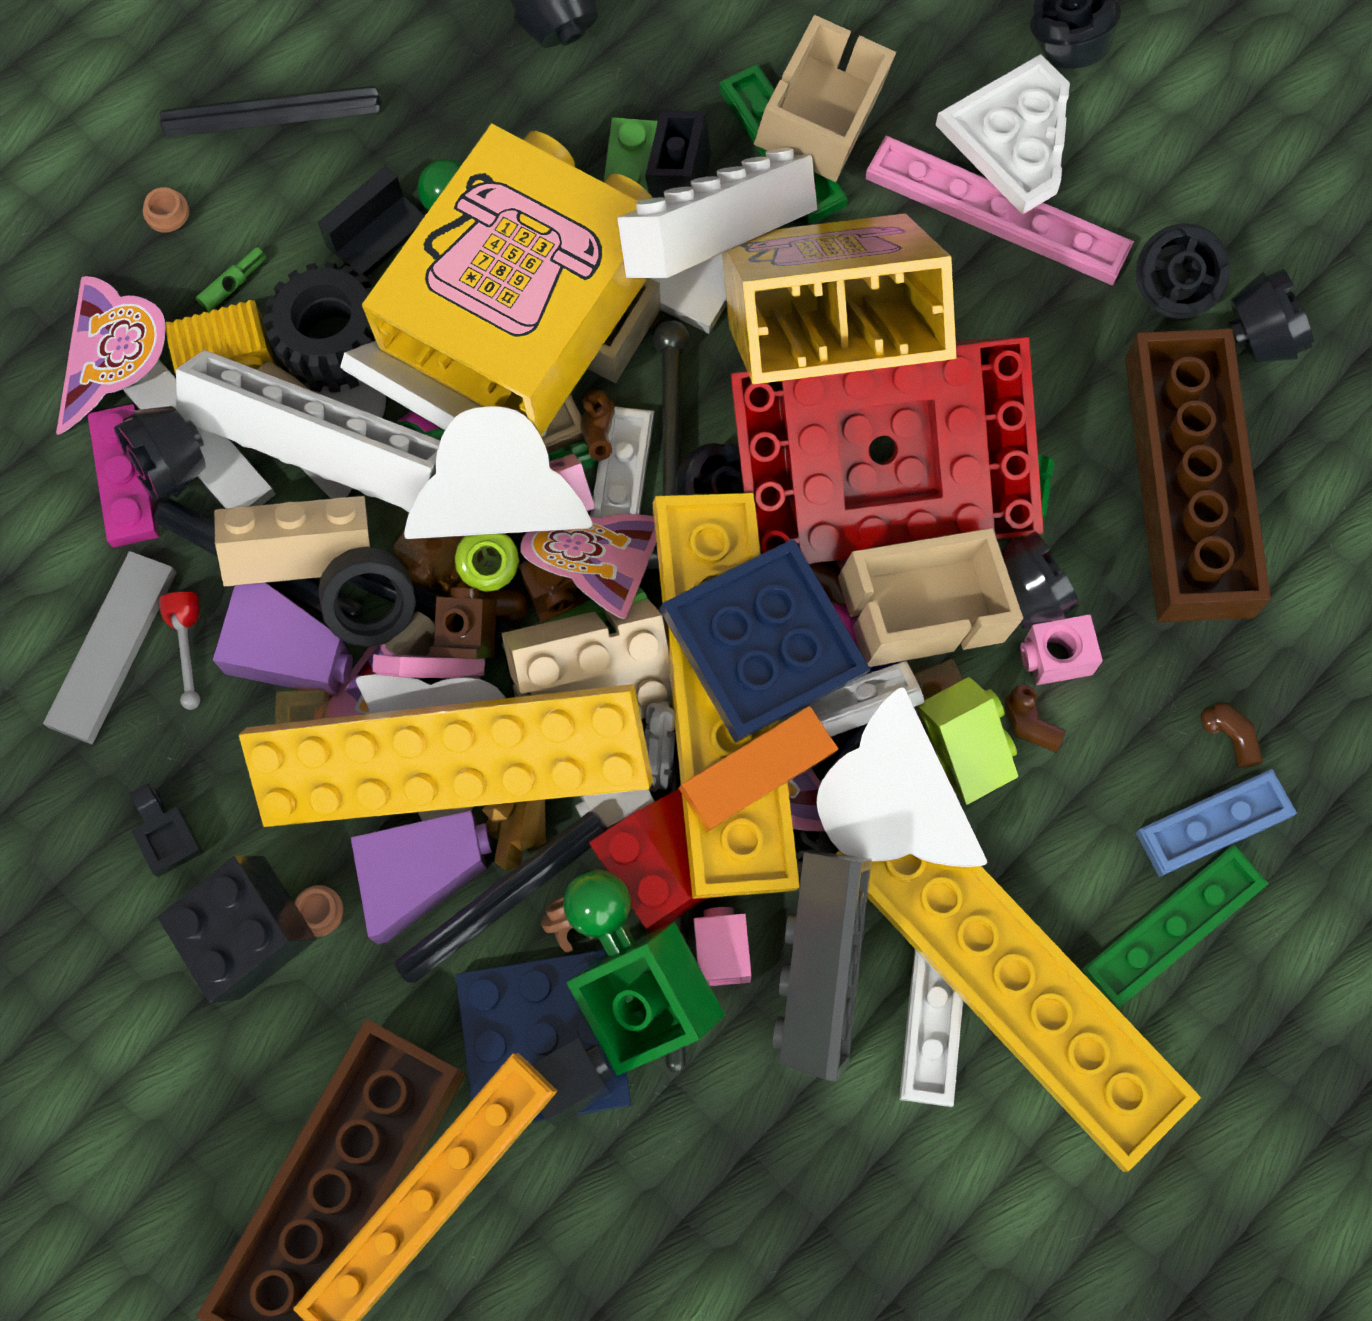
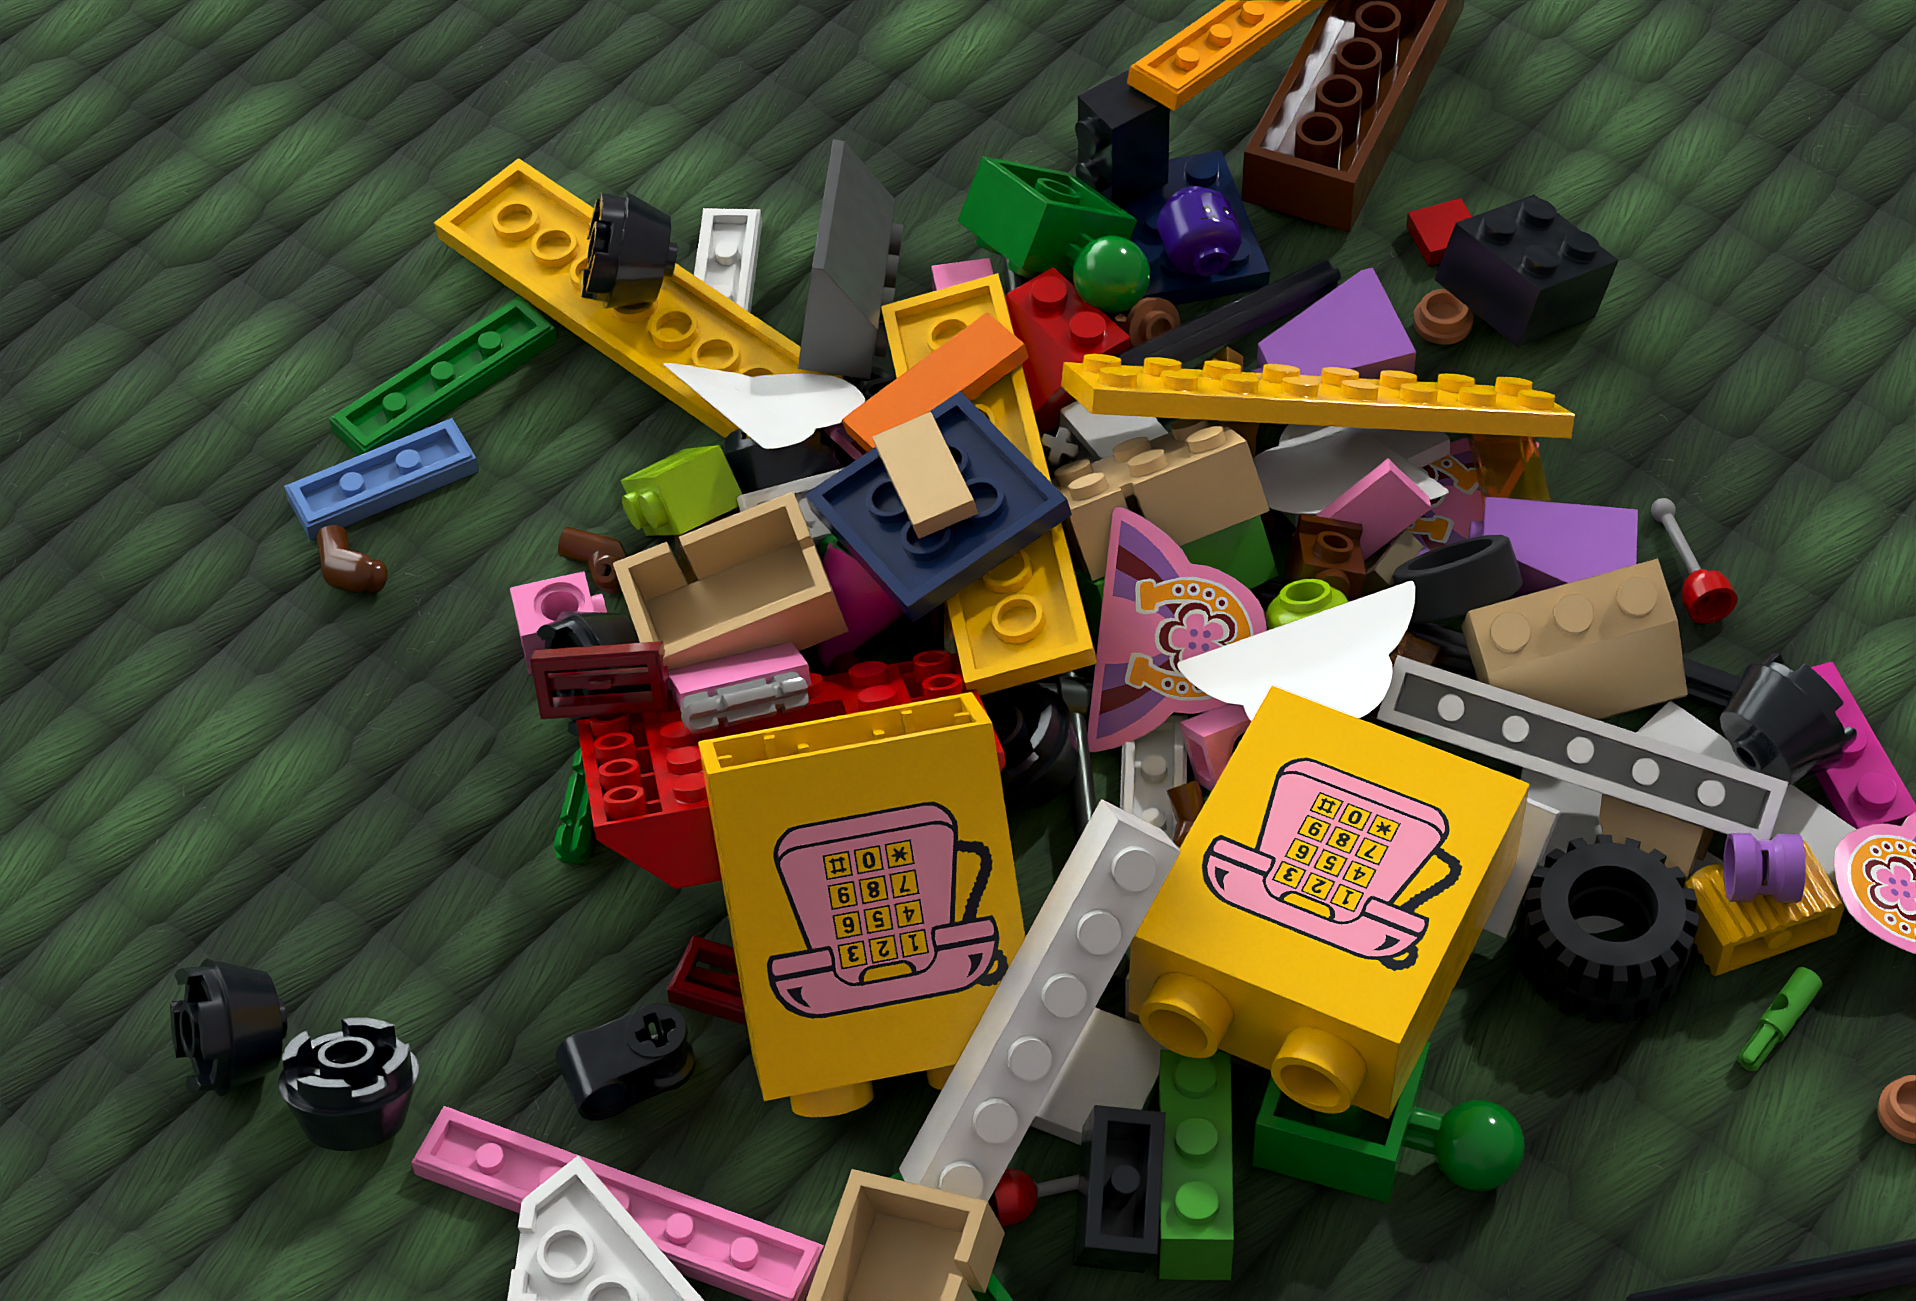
camera: 175 degrees right, 20 degrees down
(110, 648) = (1784, 557): light grey tile -> none
(165, 836) = (1648, 364): black plate -> none
(211, 326) = (1764, 867): none -> medium lavender wheel
(294, 1016) = (1433, 227): none -> red tile
(370, 223) = (1586, 1109): black panel -> none
(512, 981) = (1199, 231): none -> dark purple head
(774, 646) = (925, 475): none -> tan tile
(919, 478) = (744, 702): none -> light grey axle
(924, 519) = (736, 670): none -> bright pink tile
(996, 294) = (623, 1063): none -> black piece
(1022, 980) = (627, 251): none -> black cone
(1027, 522) = (601, 656): none -> dark red tile
(1196, 476) = (362, 826): reddish brown brick -> none

